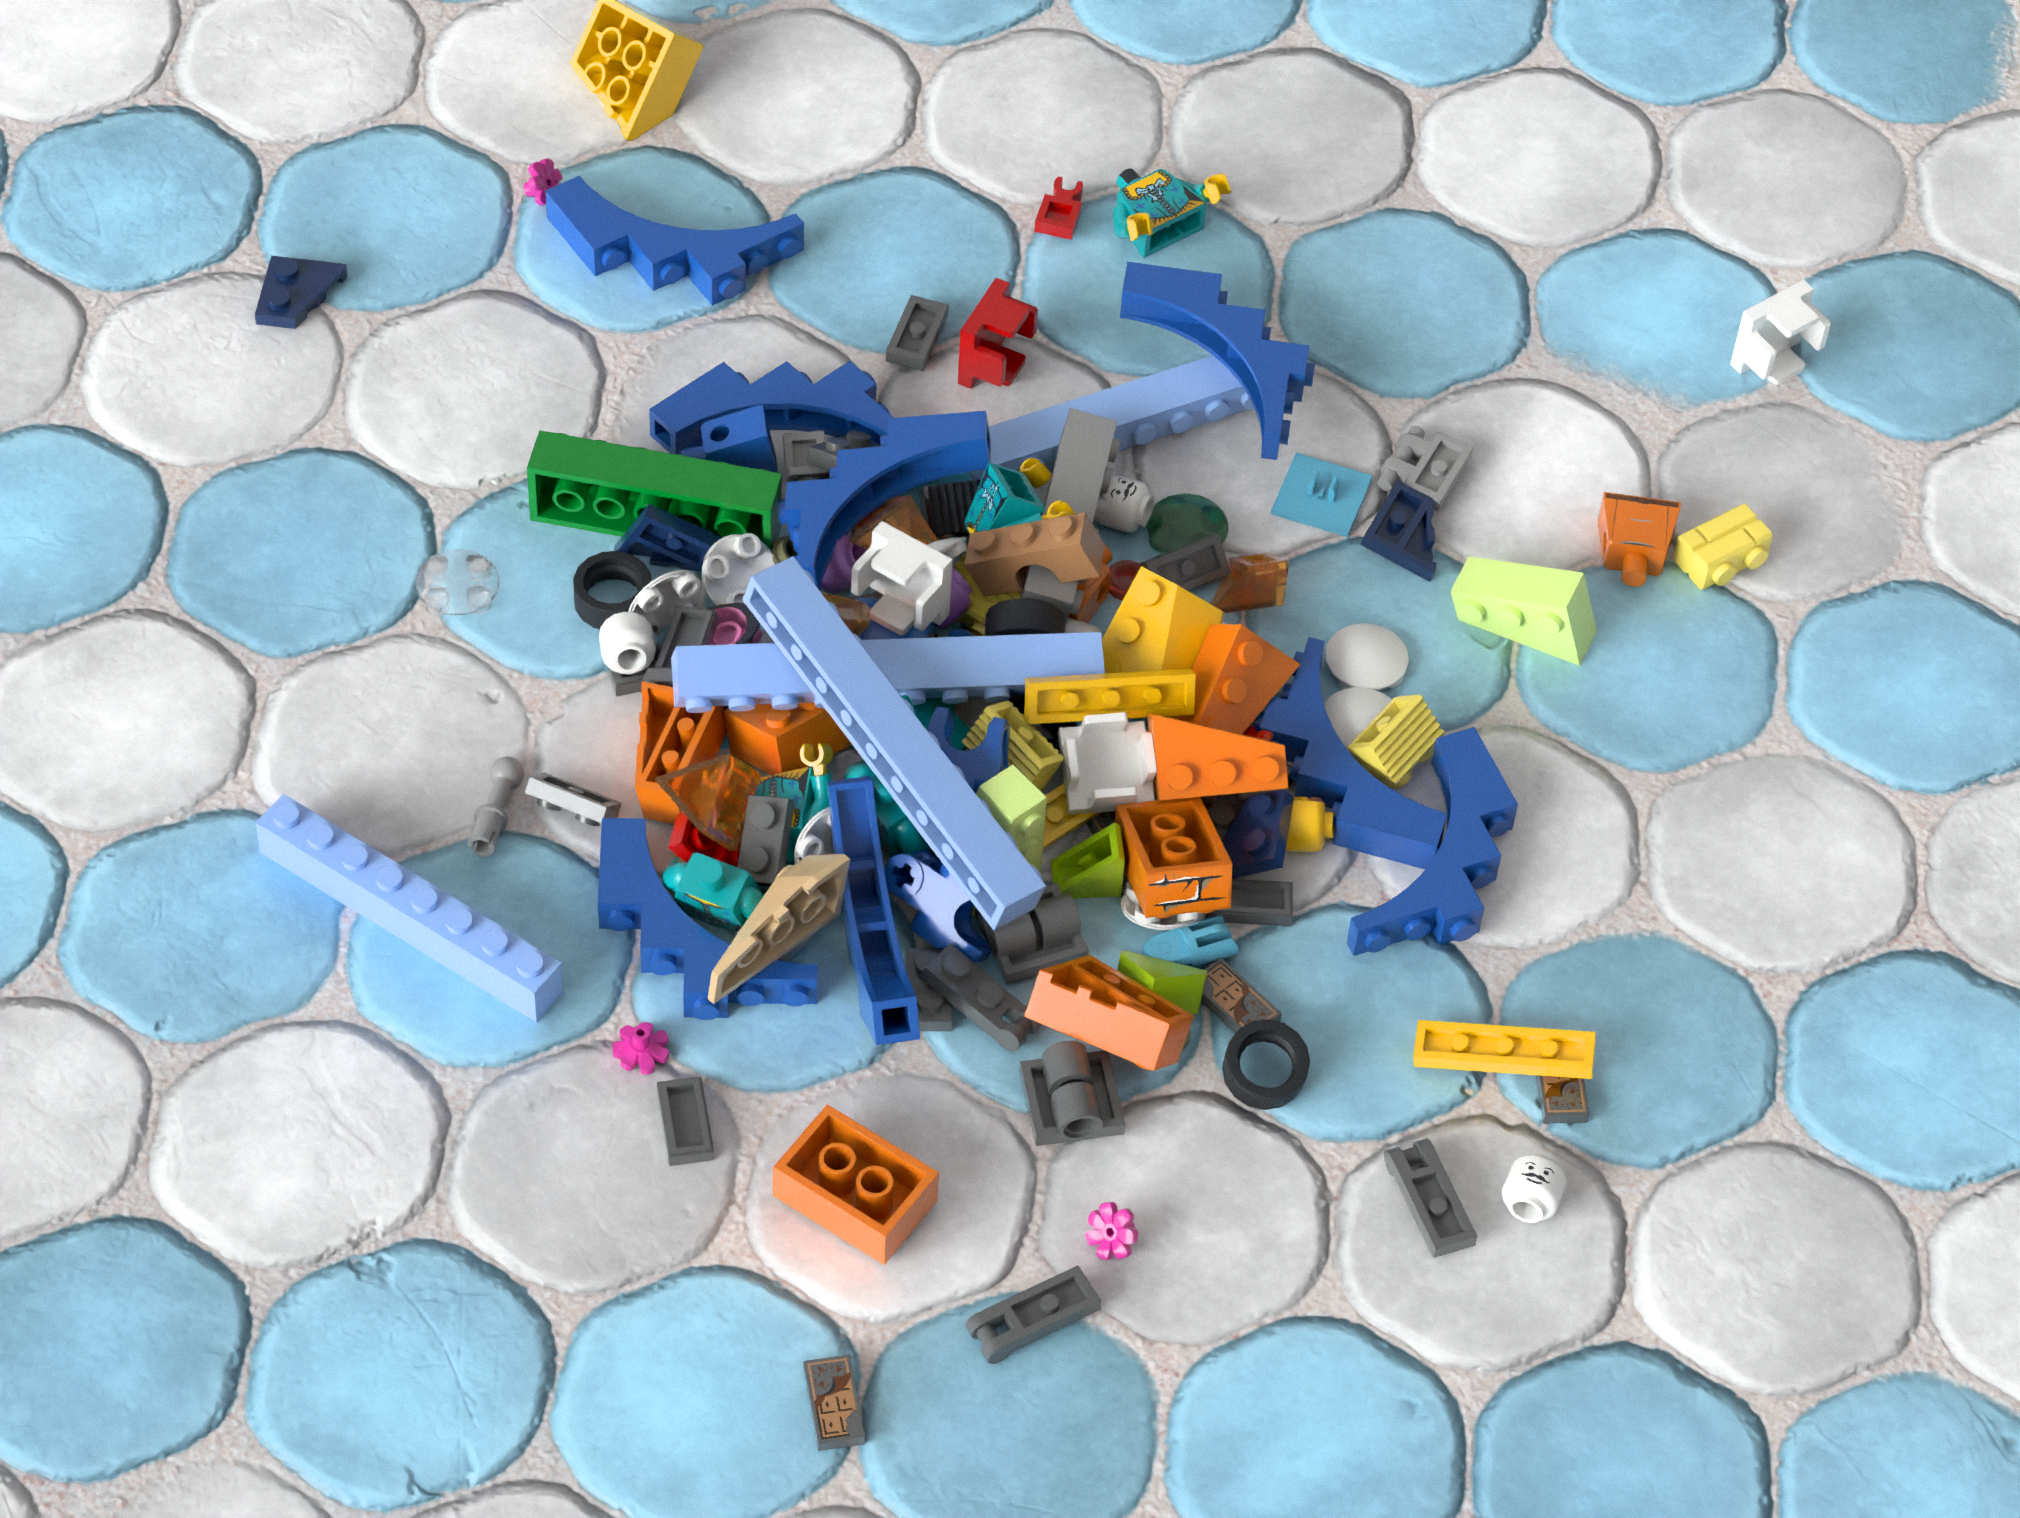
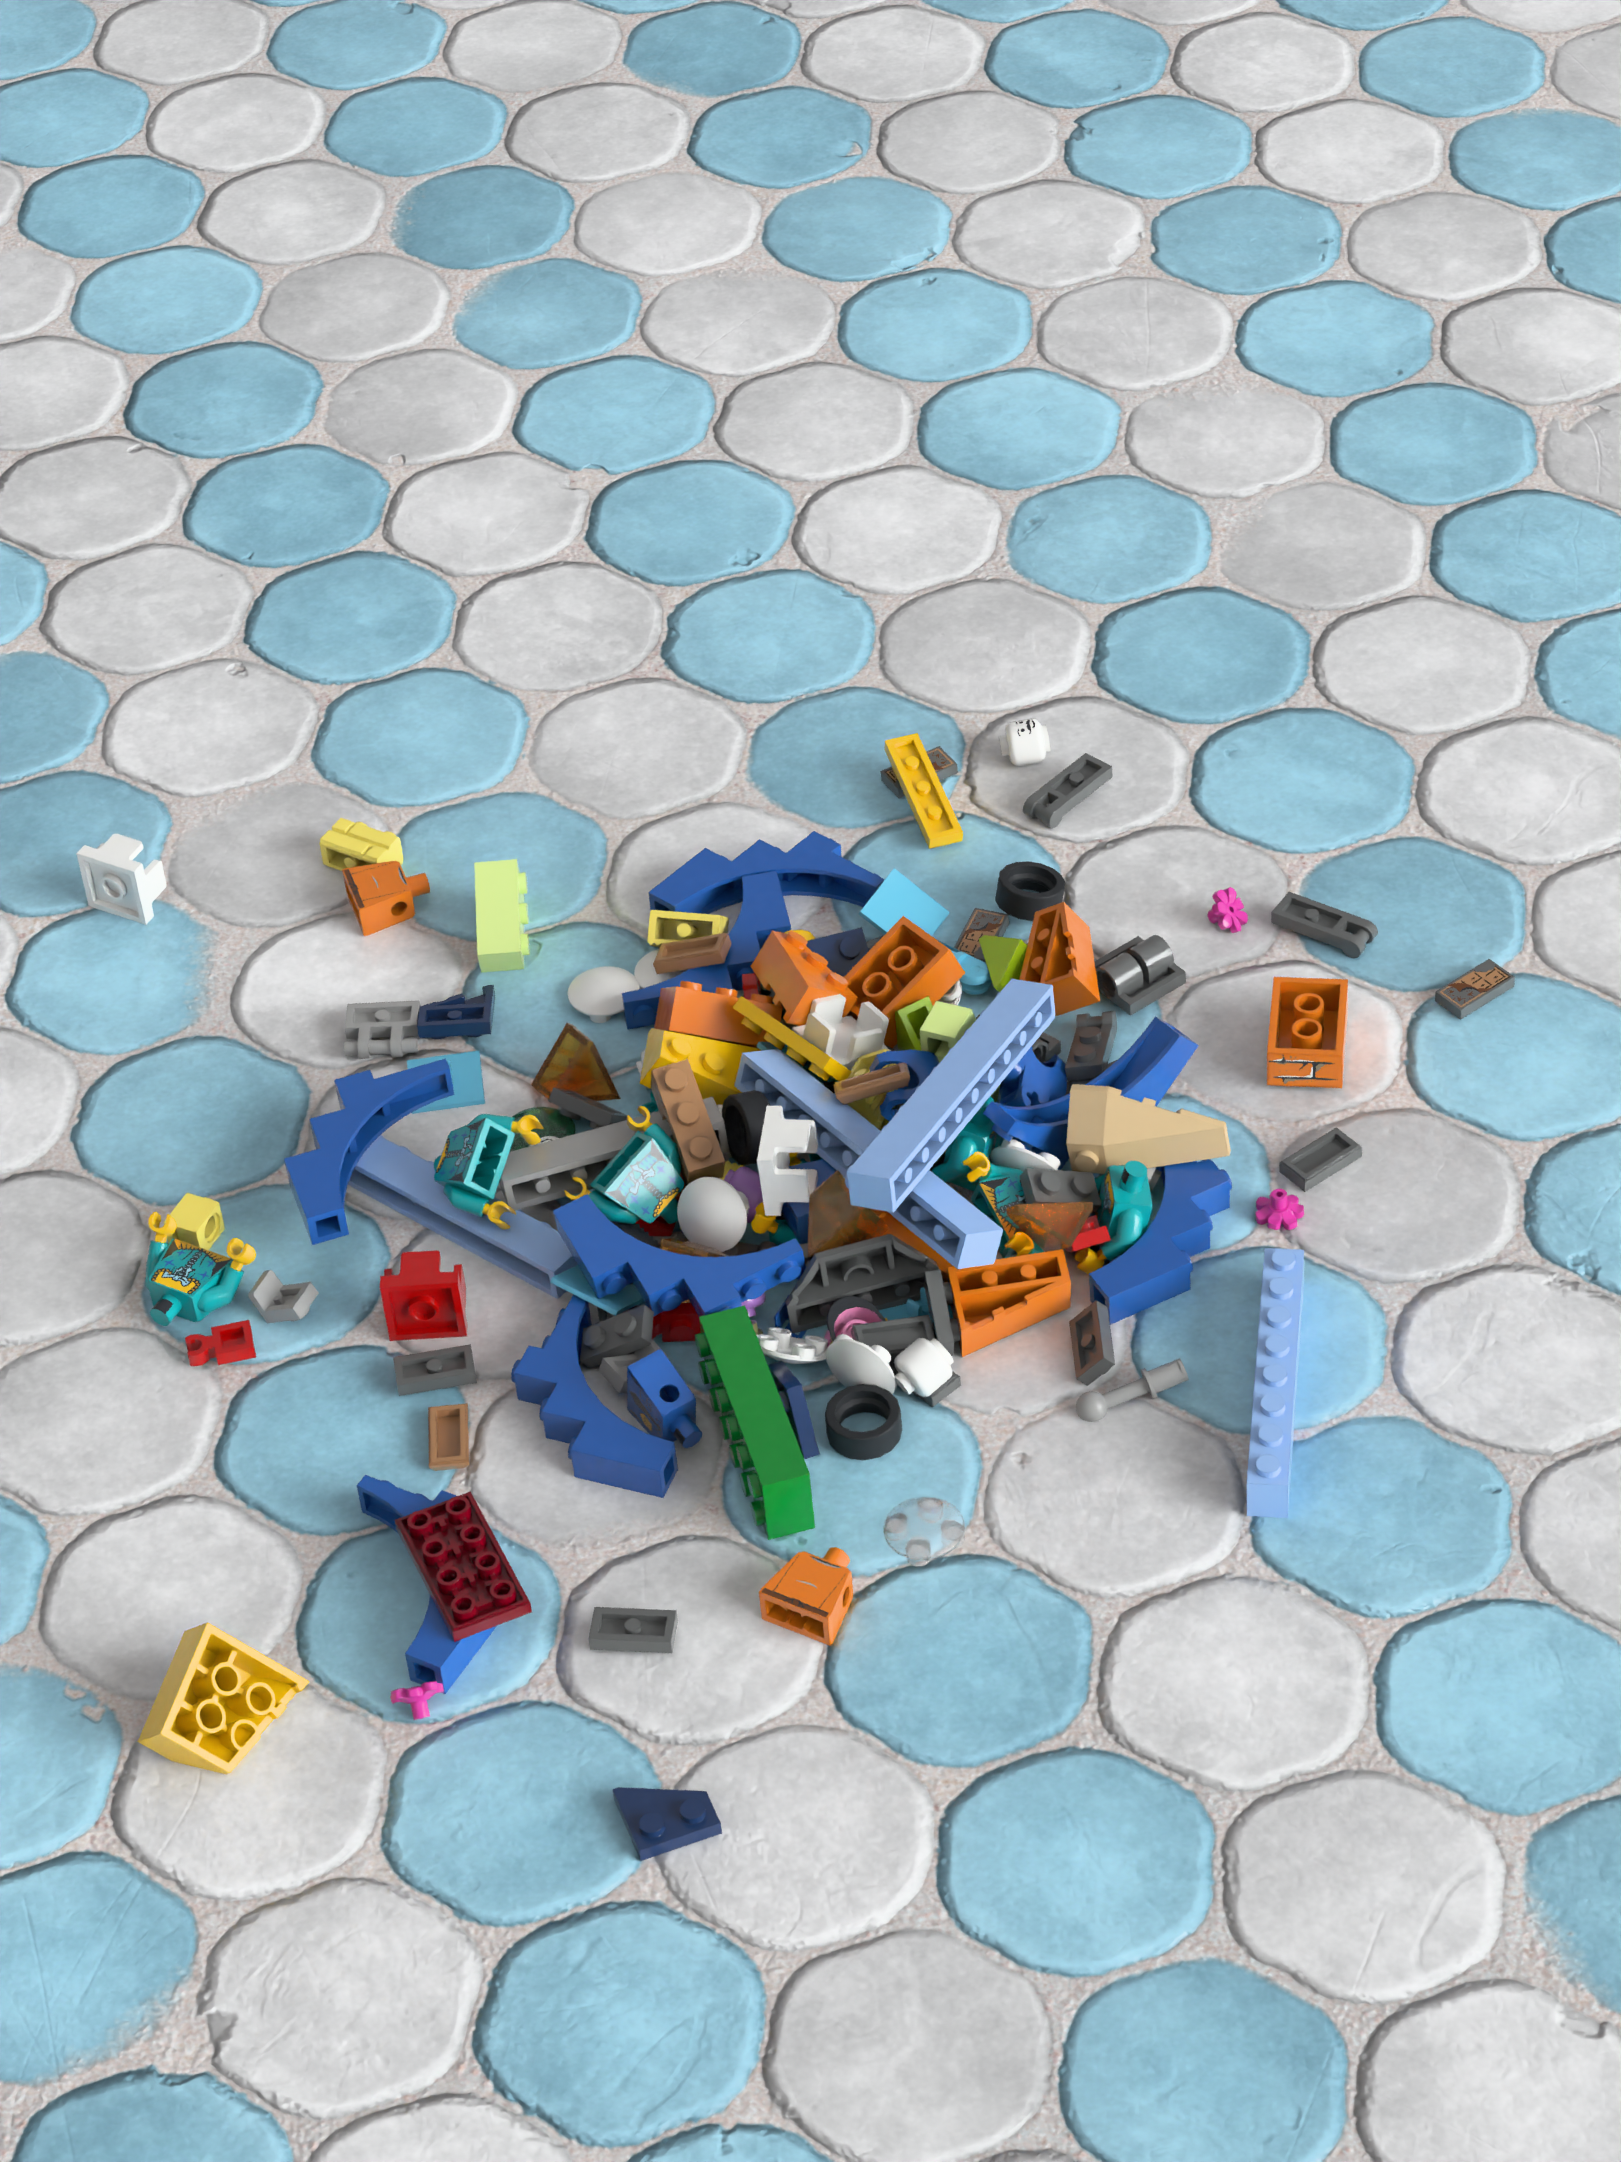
camera: 110 degrees left, 10 degrees down
(437, 466) = (810, 1595): none -> orange torso
(503, 342) = (633, 1630): none -> dark grey plate
(640, 238) = (463, 1566): none -> dark red tile
(831, 316) = (448, 1437): none -> medium nougat tile
(973, 704) = (872, 1083): none -> medium nougat tile
(1086, 264) = (280, 1301): none -> light grey bracket
(1107, 397) = (476, 1159): none -> teal torso
(1231, 238) = (197, 1221): none -> light yellow brick
(1307, 940) = (900, 898): none -> medium azure piece
(1343, 717) = (692, 953): none -> medium nougat tile

